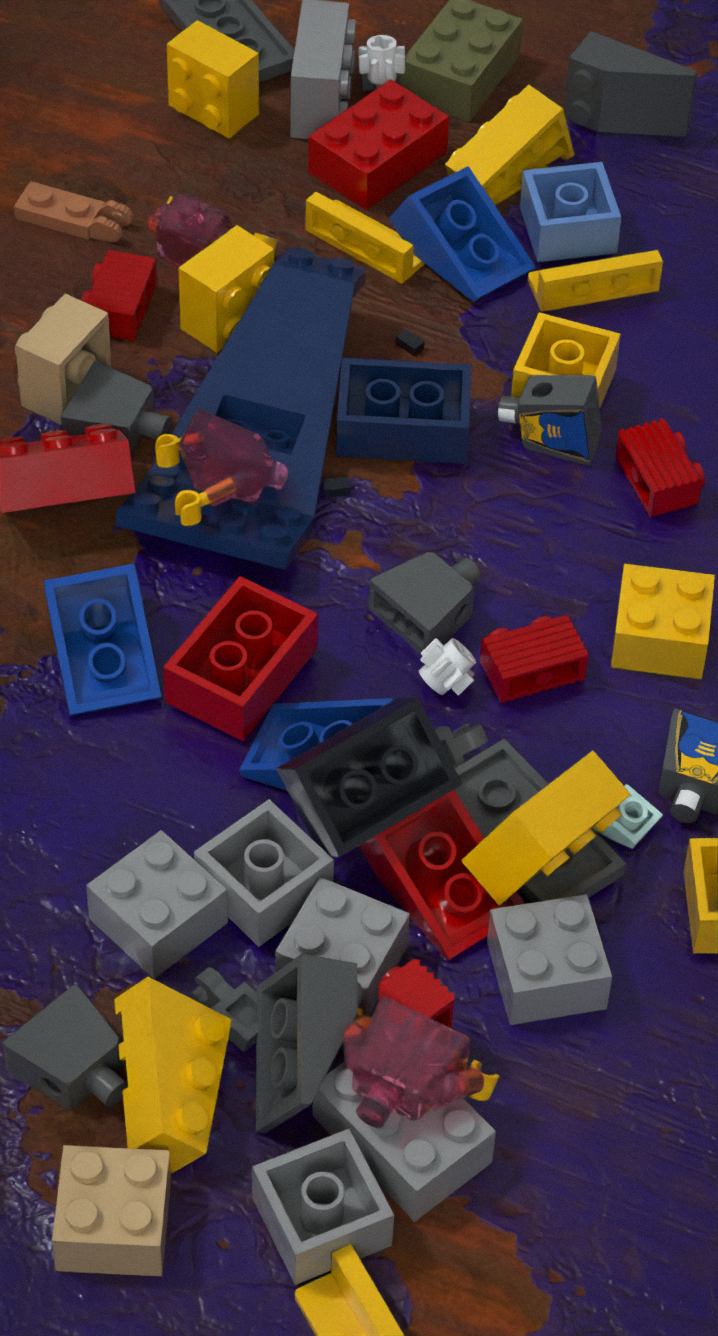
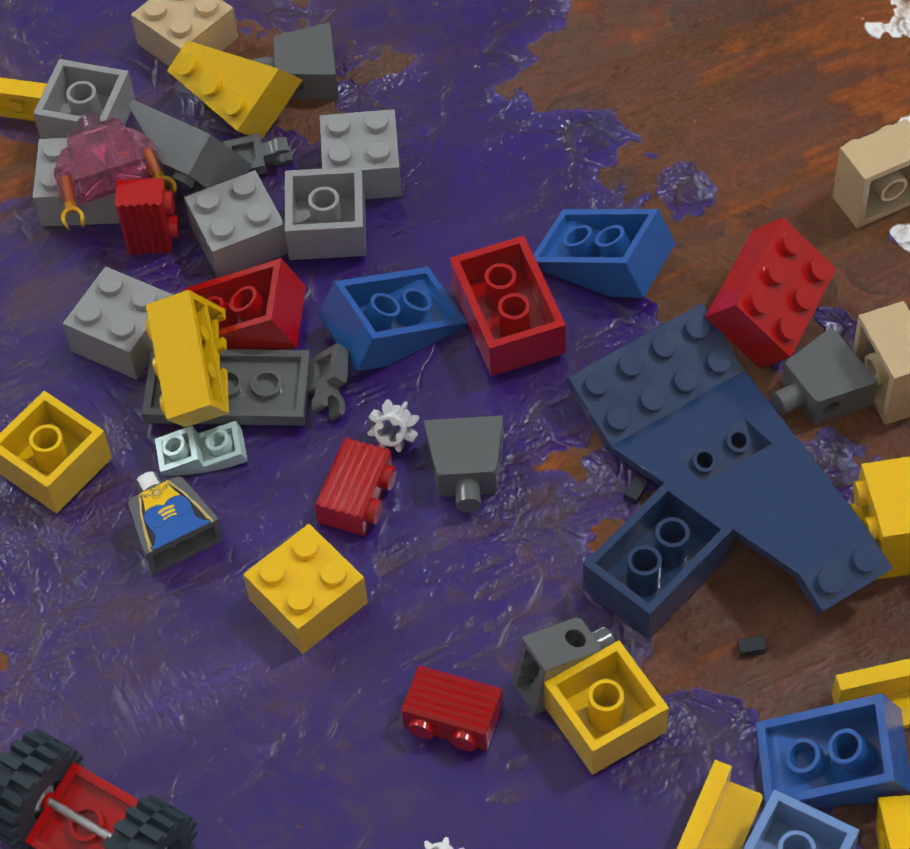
camera: 135 degrees right, 5 degrees up
(221, 462) = (684, 381): clear pink torso -> none
(369, 776) = (309, 260): black brick -> none

